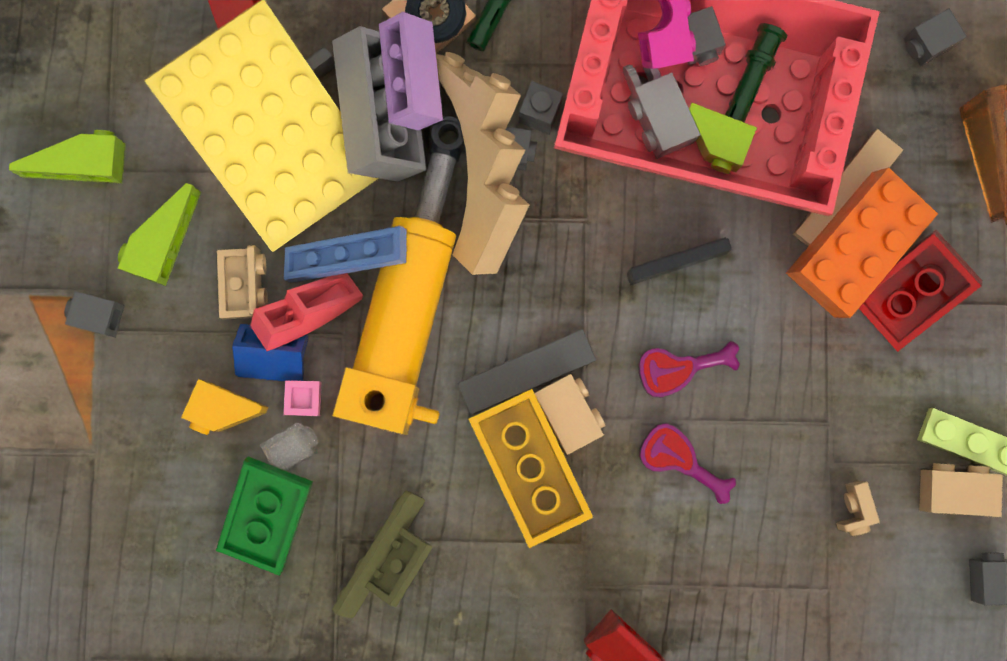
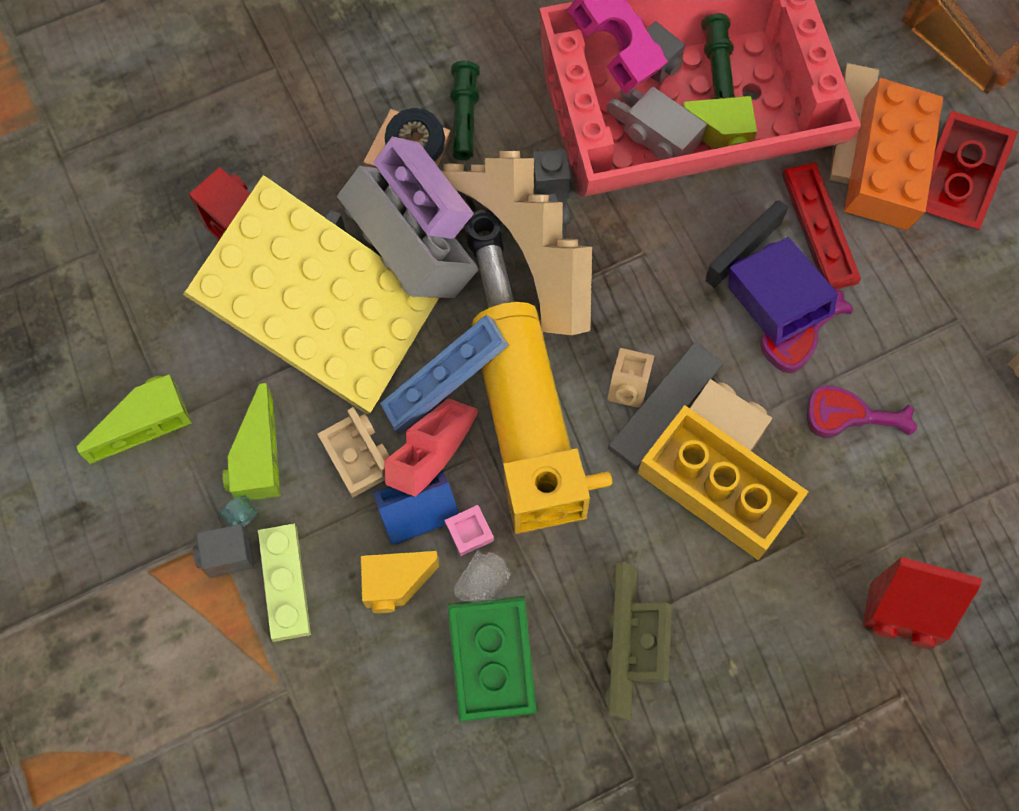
camera: 25 degrees left, 15 degrees down
(121, 286) = (238, 511): none -> clear light blue bush
(132, 363) = (284, 582): none -> yellowish green plate
(509, 332) = (630, 378): none -> tan bracket
(682, 321) = (782, 290): none -> dark purple brick
(757, 275) = (821, 225): none -> red tile

